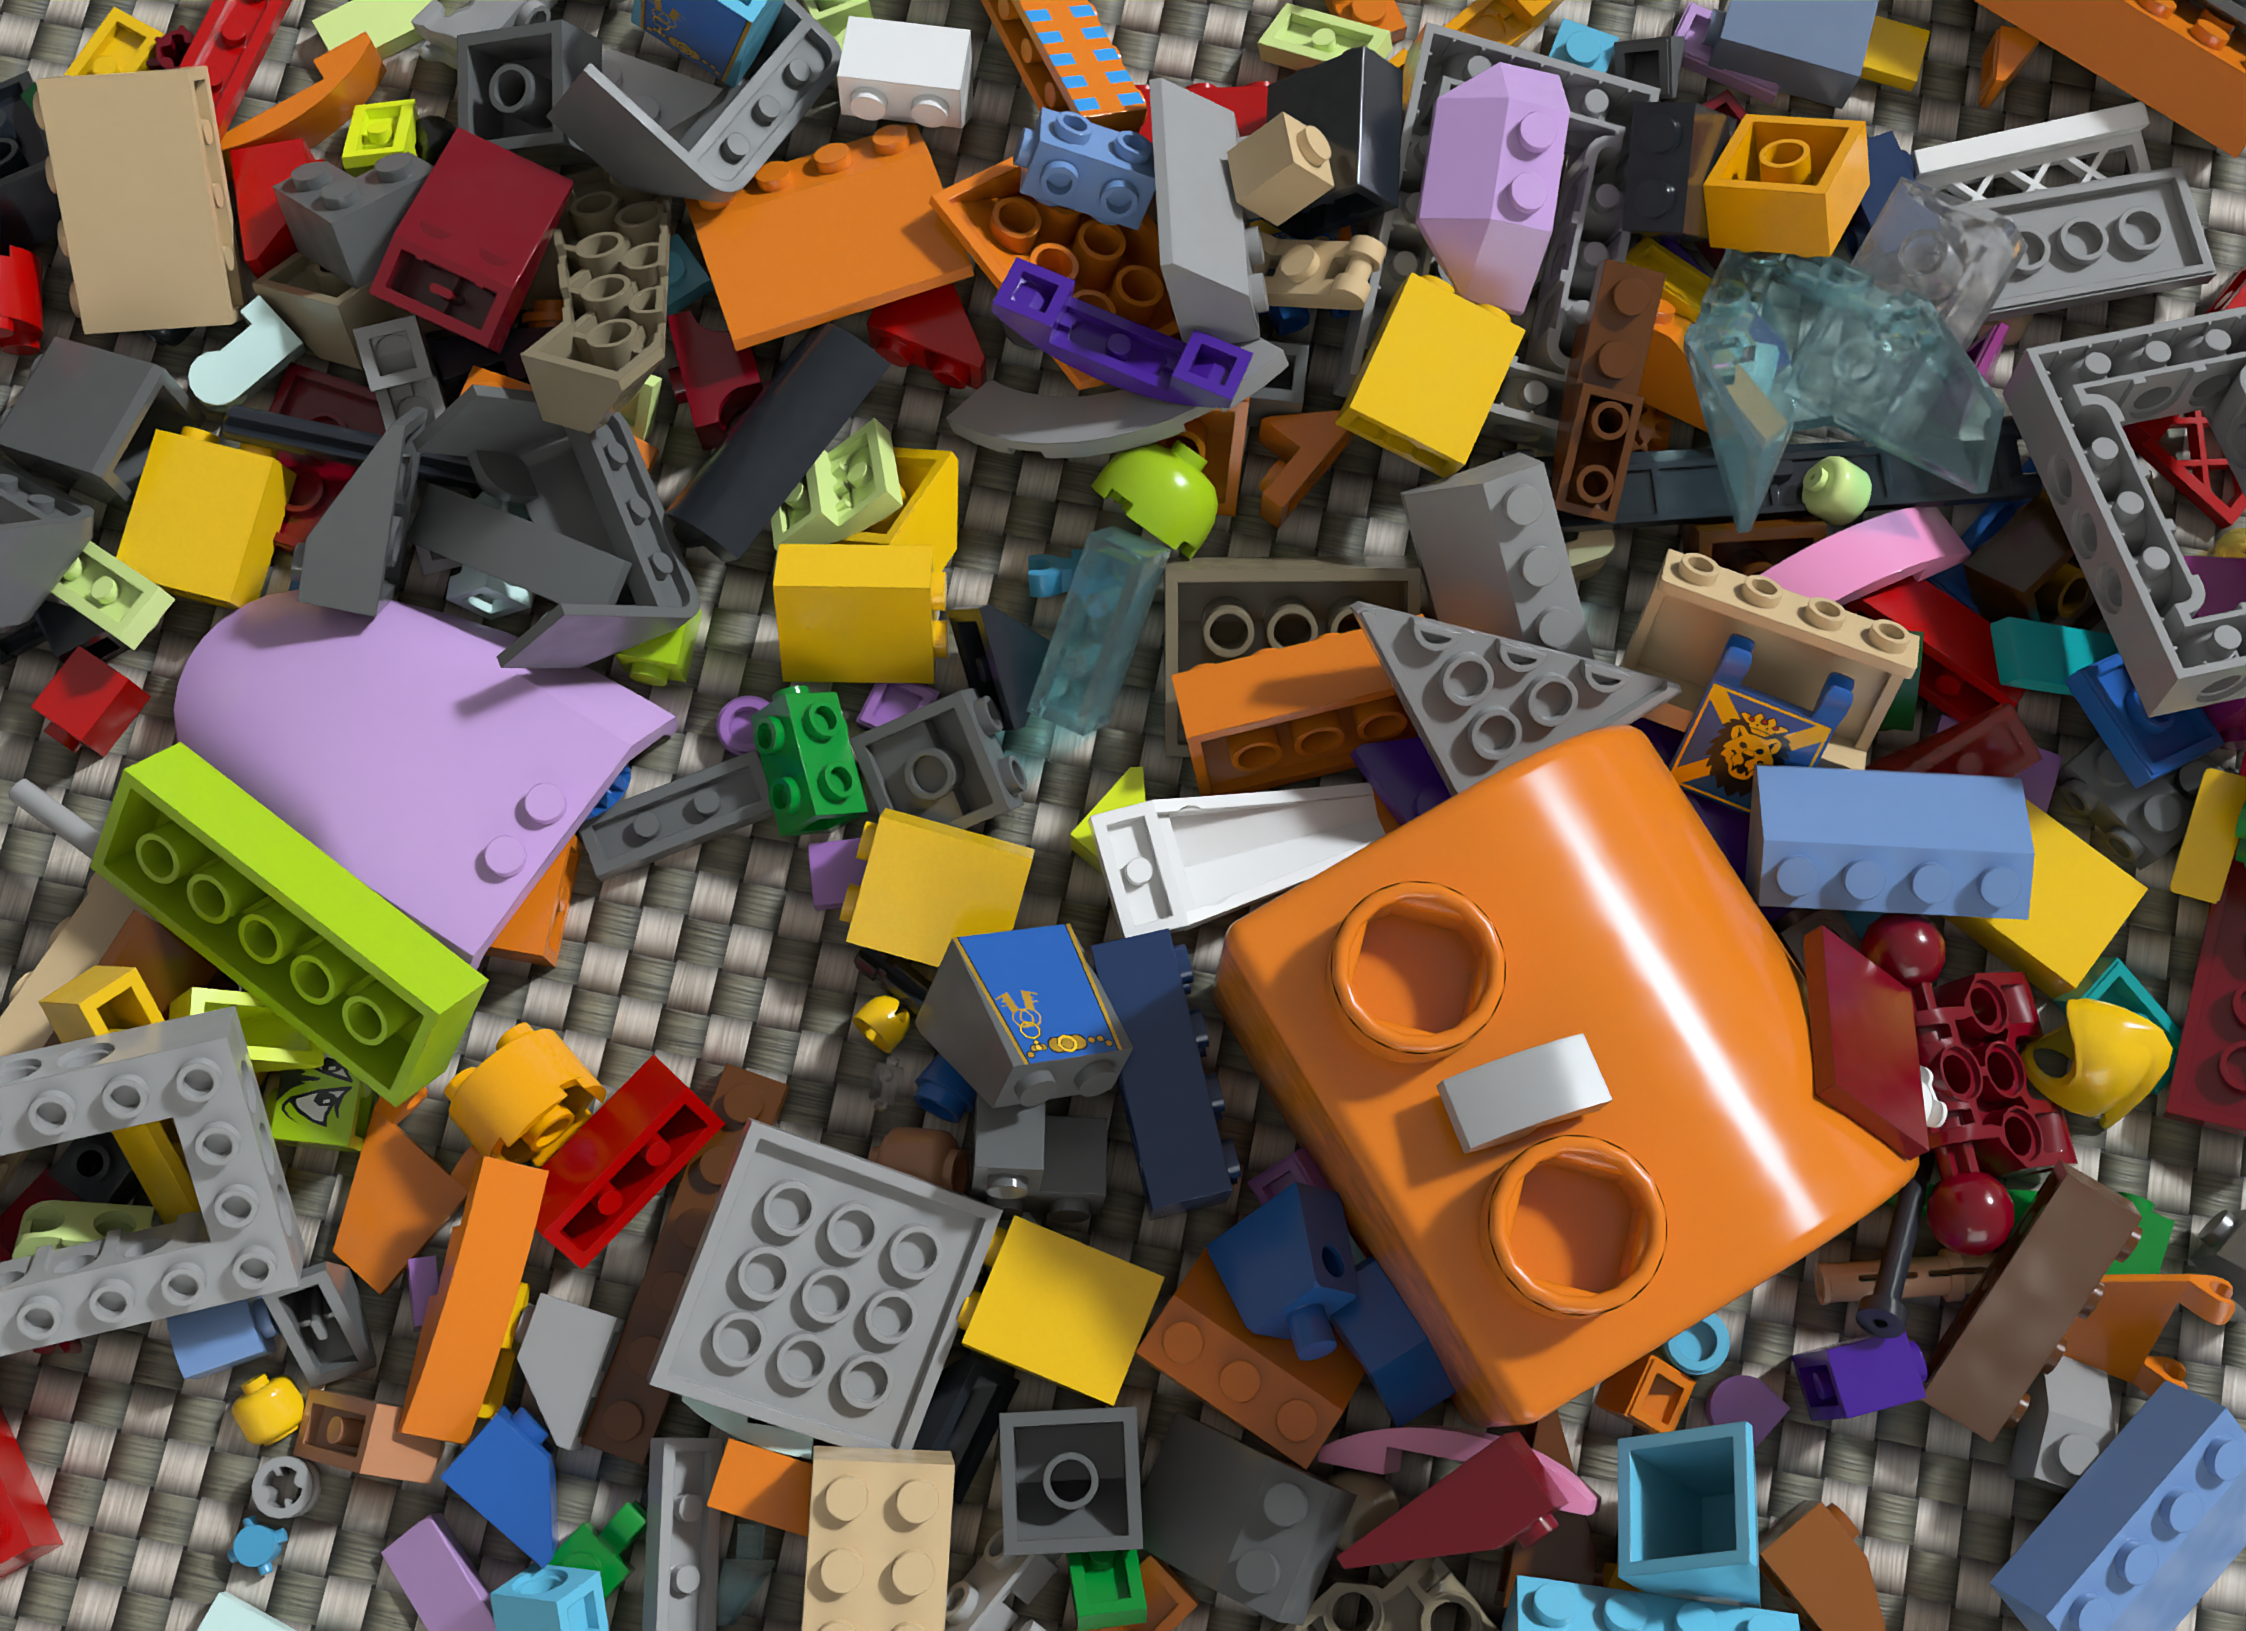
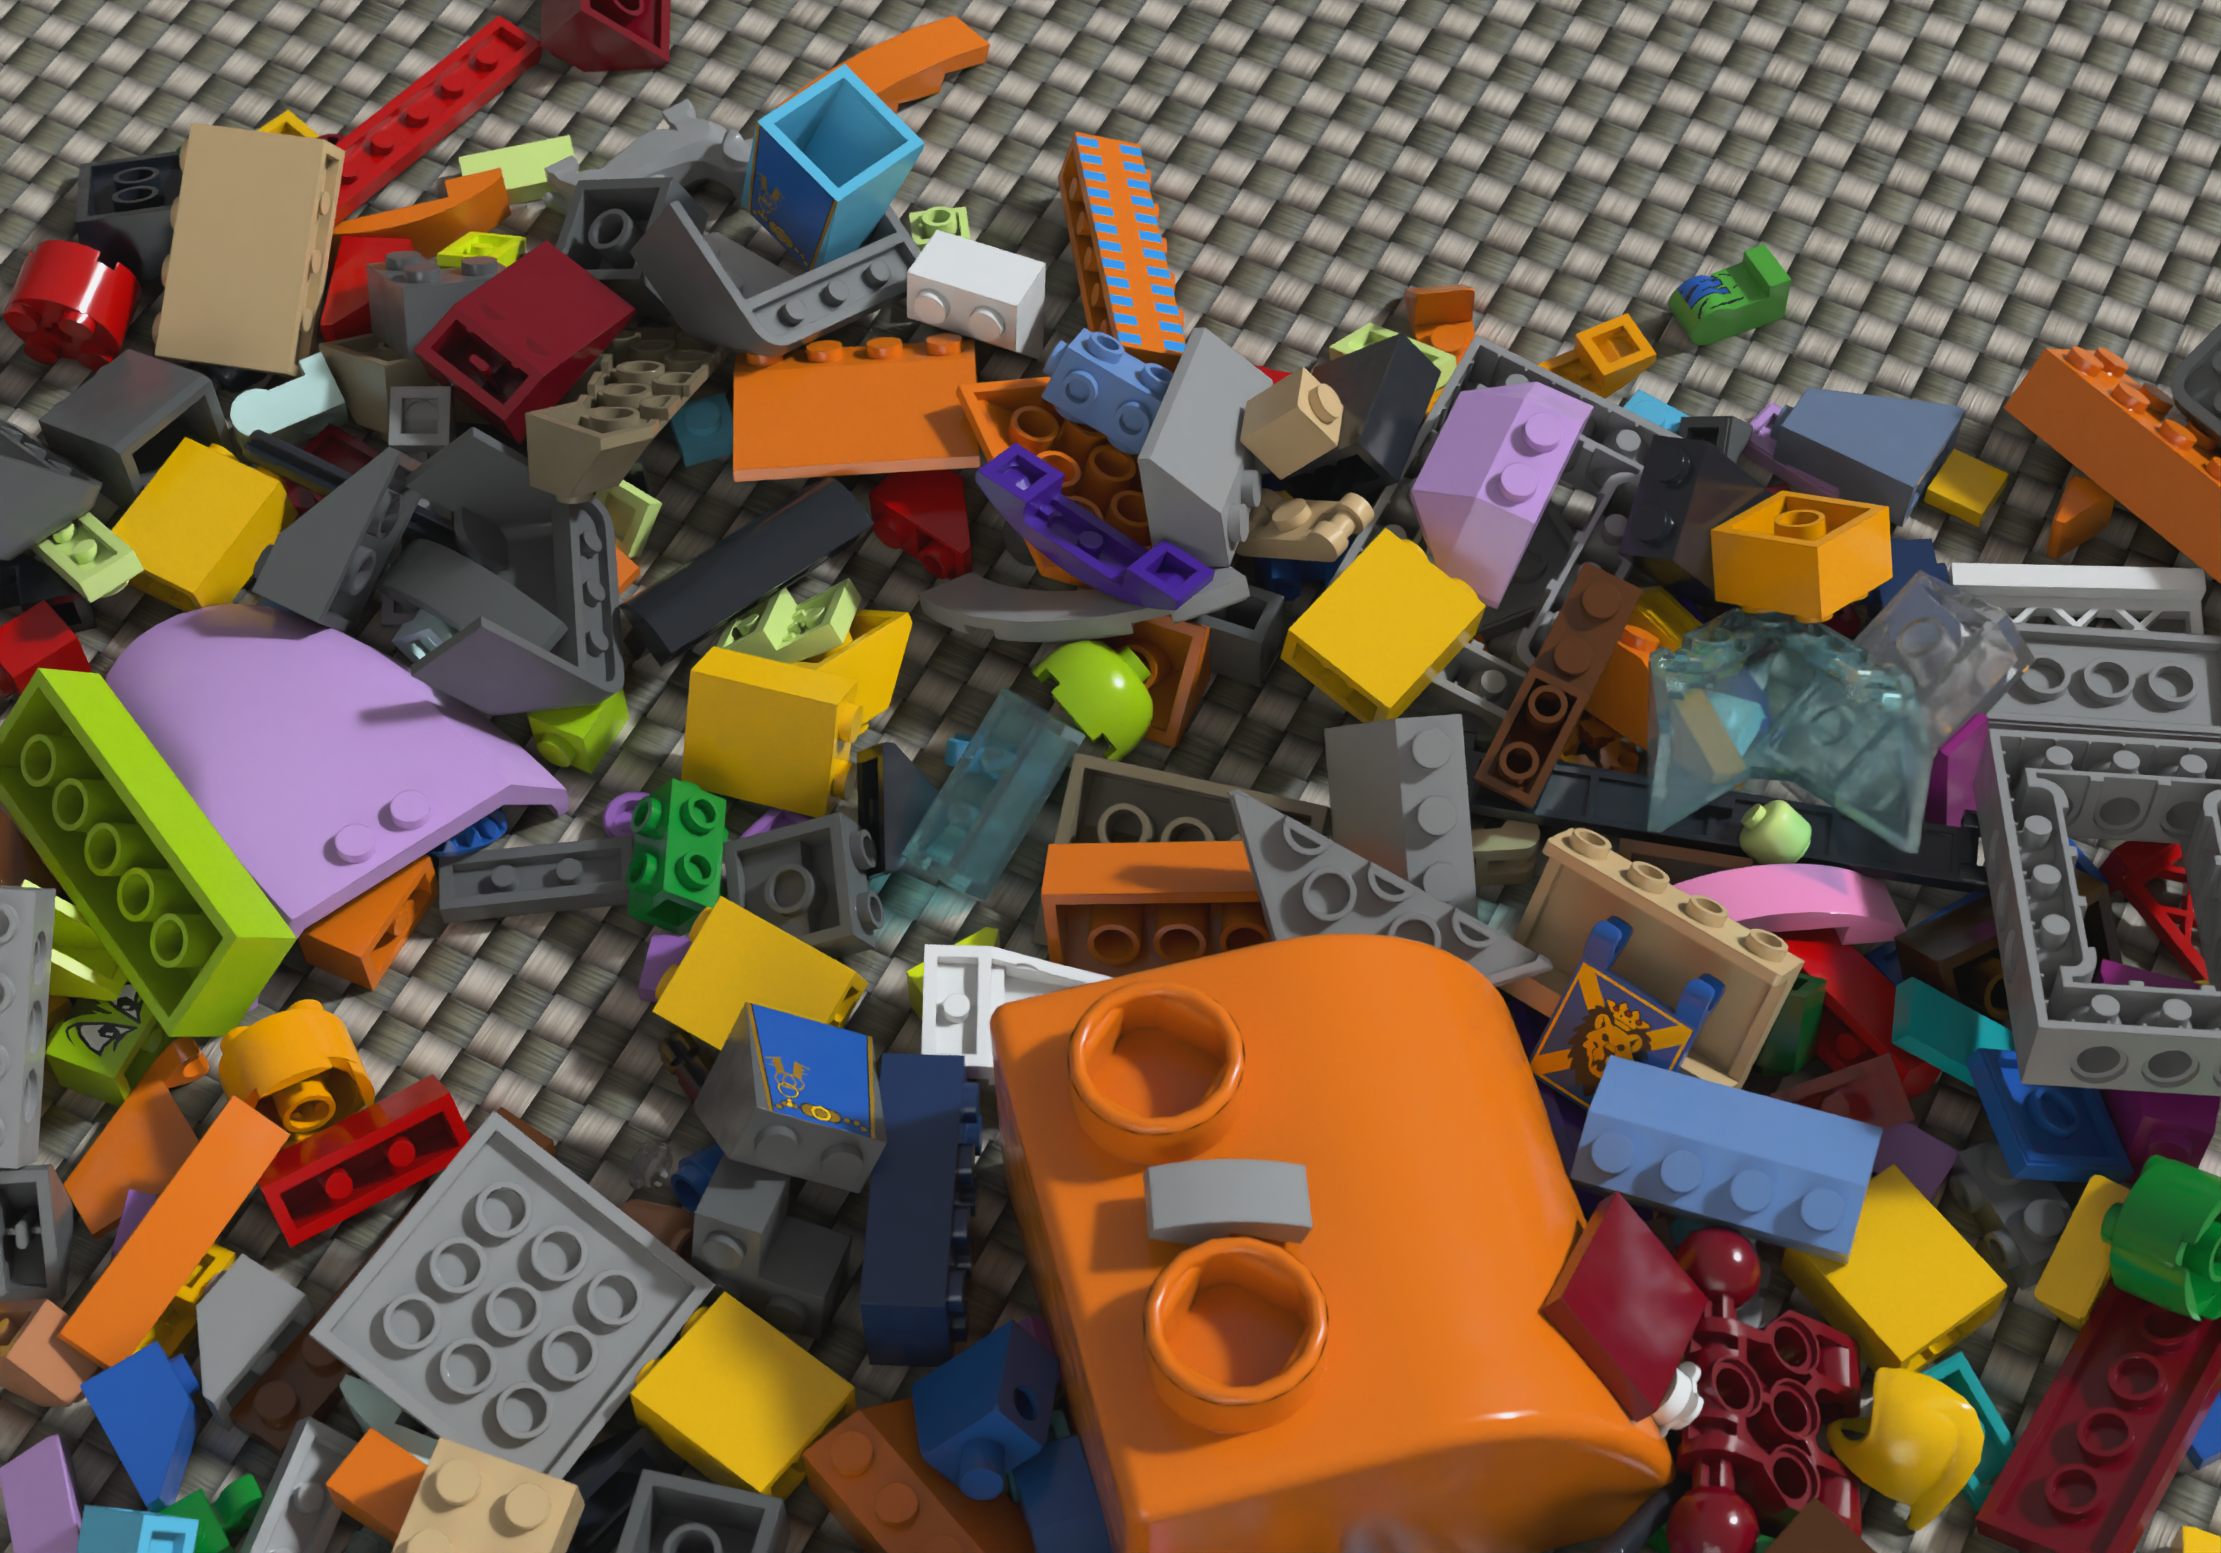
camera: 20 degrees right, 20 degrees down
(711, 377) = (709, 505): dark red brick -> none
(882, 1022) = (664, 1109): yellow hinge -> none
(1309, 447) = (1260, 702): orange slope -> none

